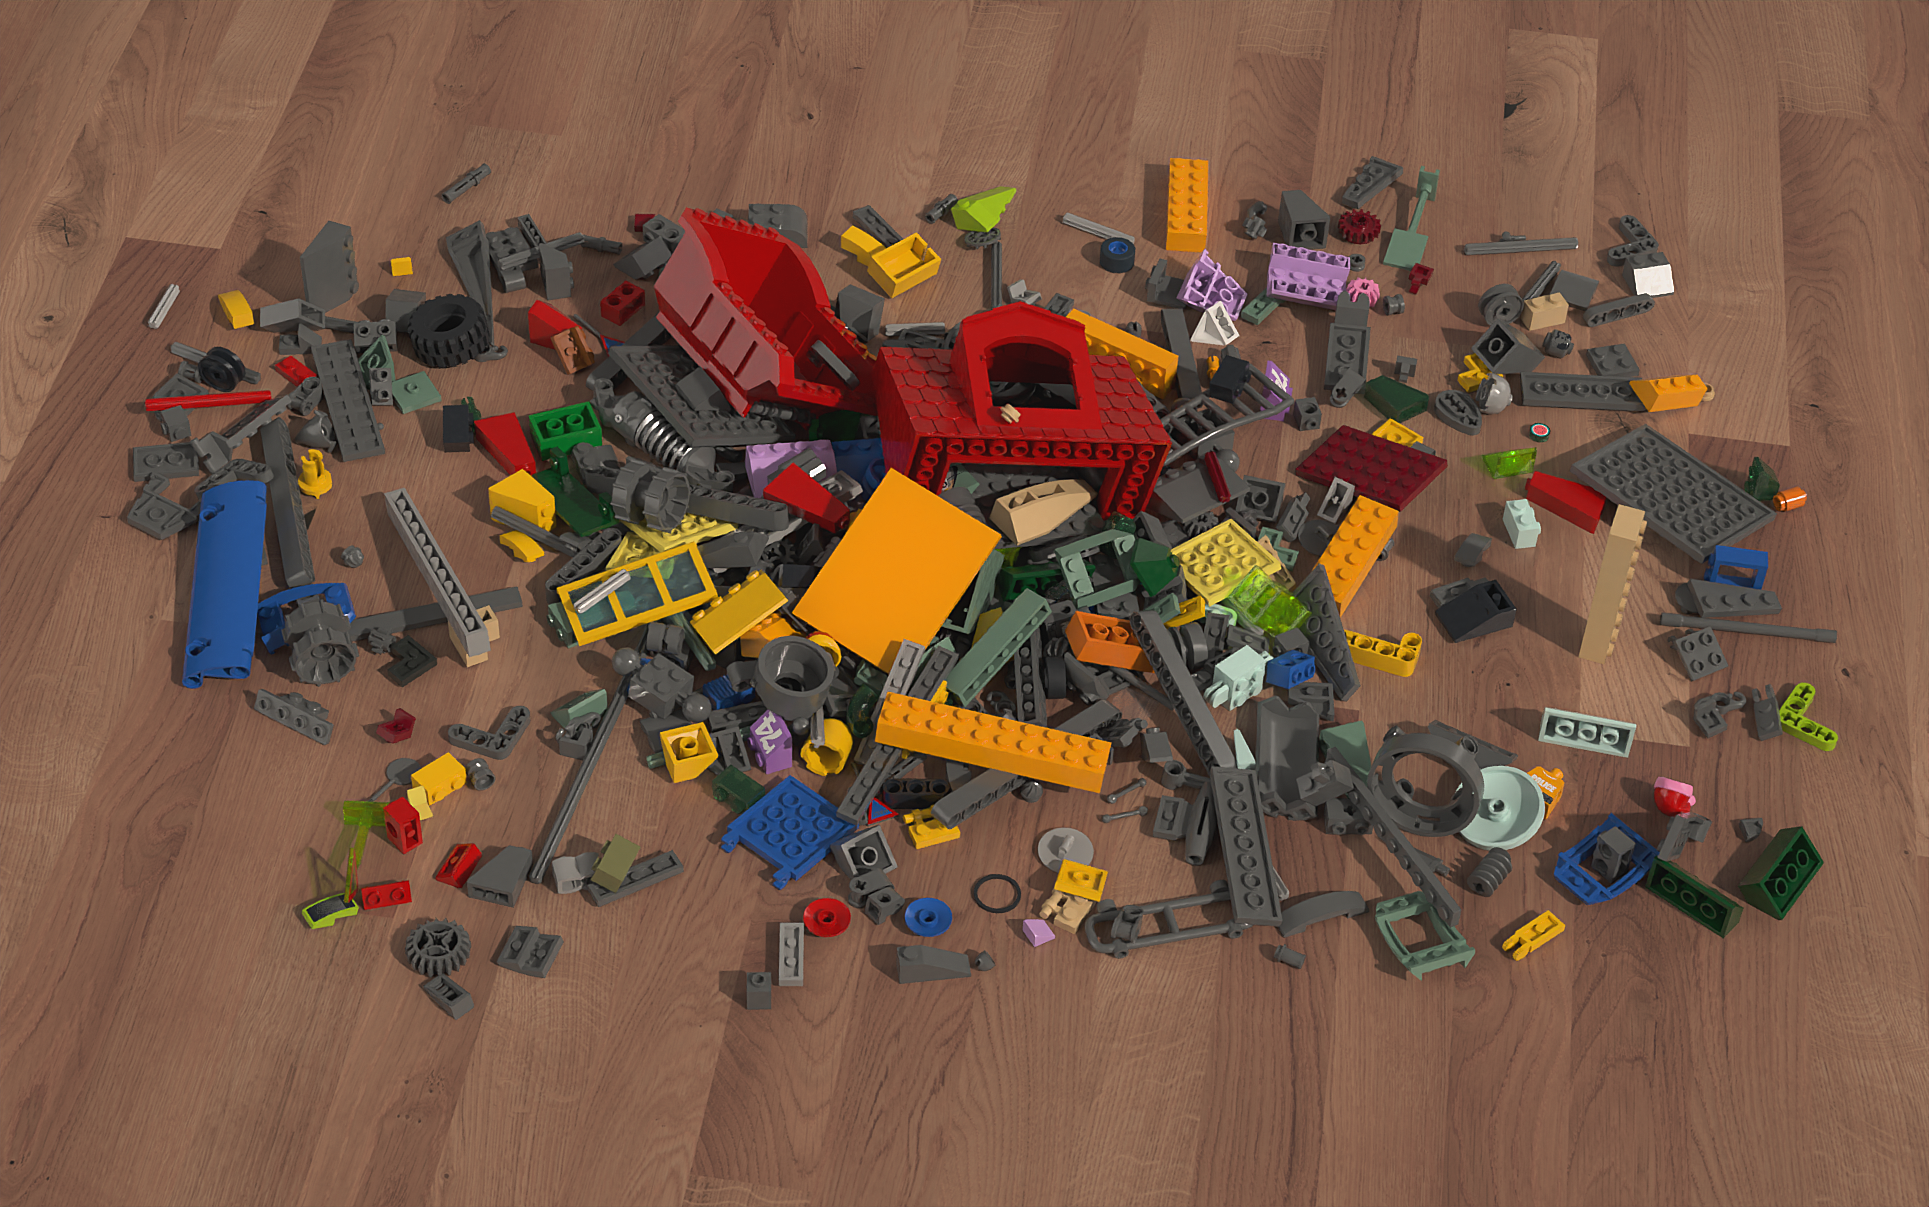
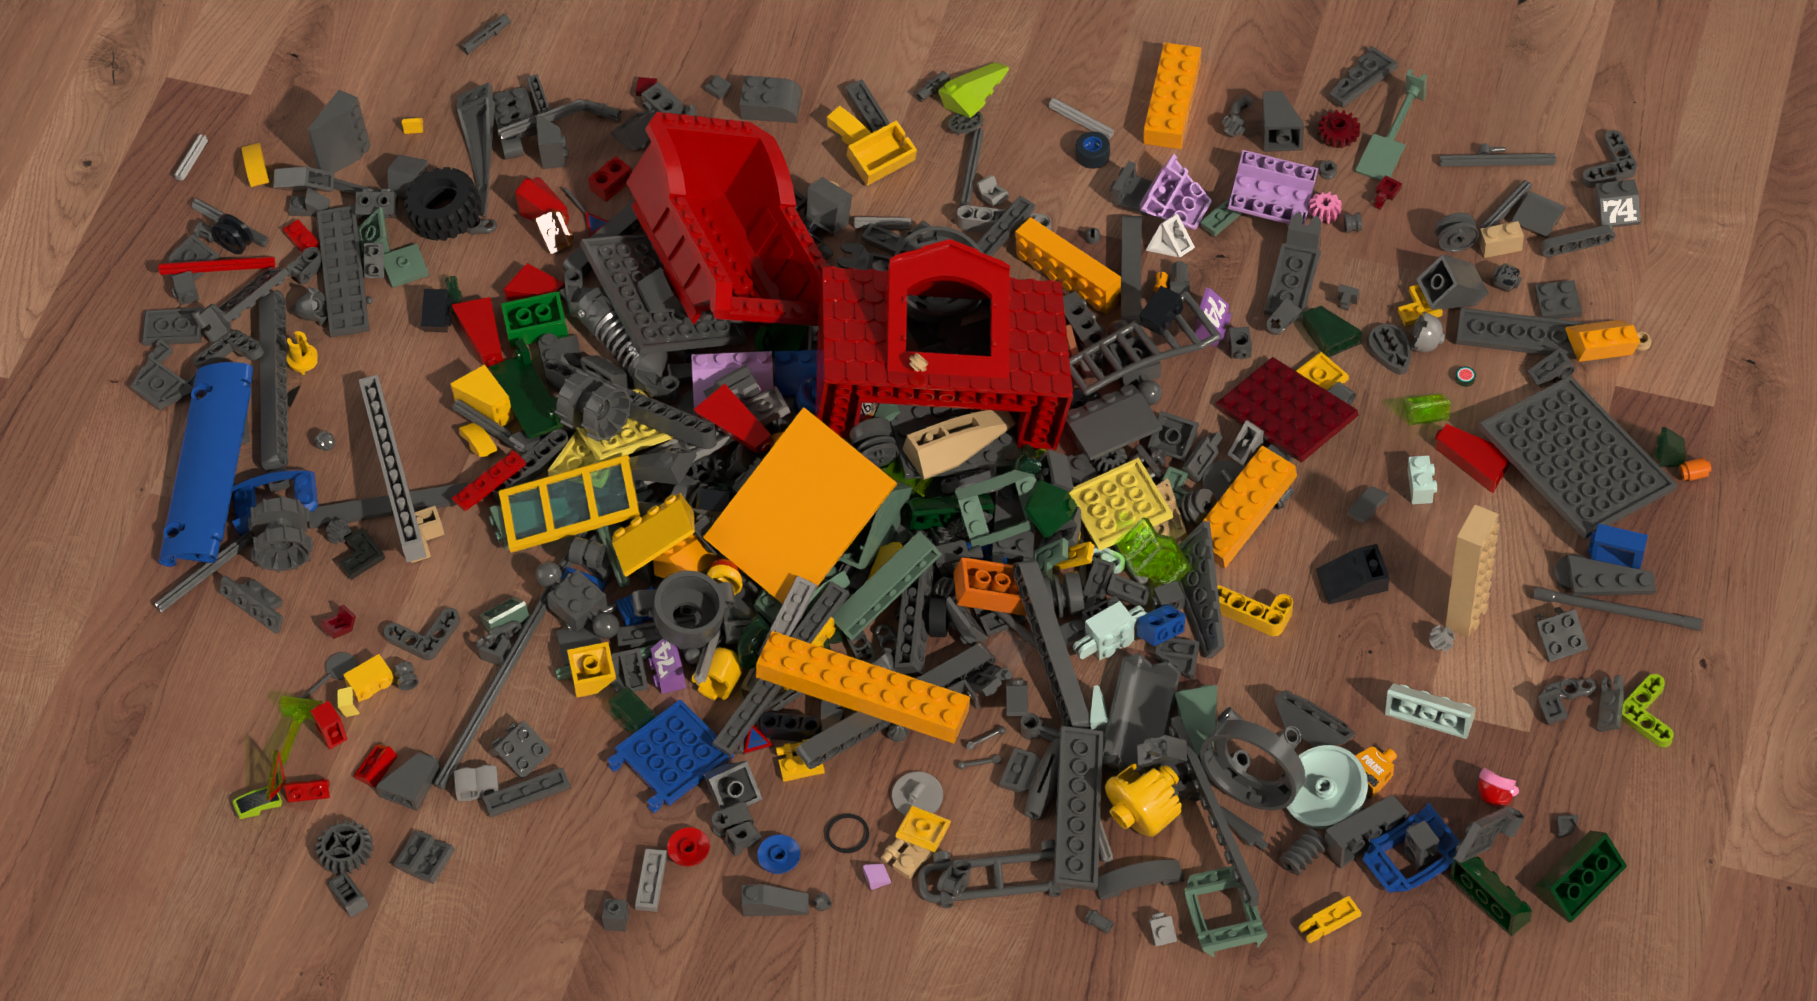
camera: 15 degrees right, 10 degrees up
(234, 690) = (203, 572): none -> dark grey axle
(542, 581) = (489, 481): none -> red bracket
(555, 396) = (530, 283): none -> red slope
(601, 591) = (536, 500): light grey axle -> none
(615, 863) = (507, 779): olive brick -> none
(623, 823) = (520, 748): none -> dark grey bracket
(821, 354) = (774, 269): dark grey beam -> none
(1217, 477) = (1131, 414): dark red axle -> none
(1302, 558) = (1197, 505): none -> dark grey piece
(1317, 834) = (1144, 799): none -> yellow piece
(1359, 958) = (1162, 929): none -> light grey bracket
(1450, 591) = (1339, 548): dark grey hinge -> none
(1539, 851) = (1353, 835): none -> dark grey wedge
(1580, 664) = (1441, 638): none -> light grey gear
(1627, 415) = (1552, 366): none -> dark grey plate

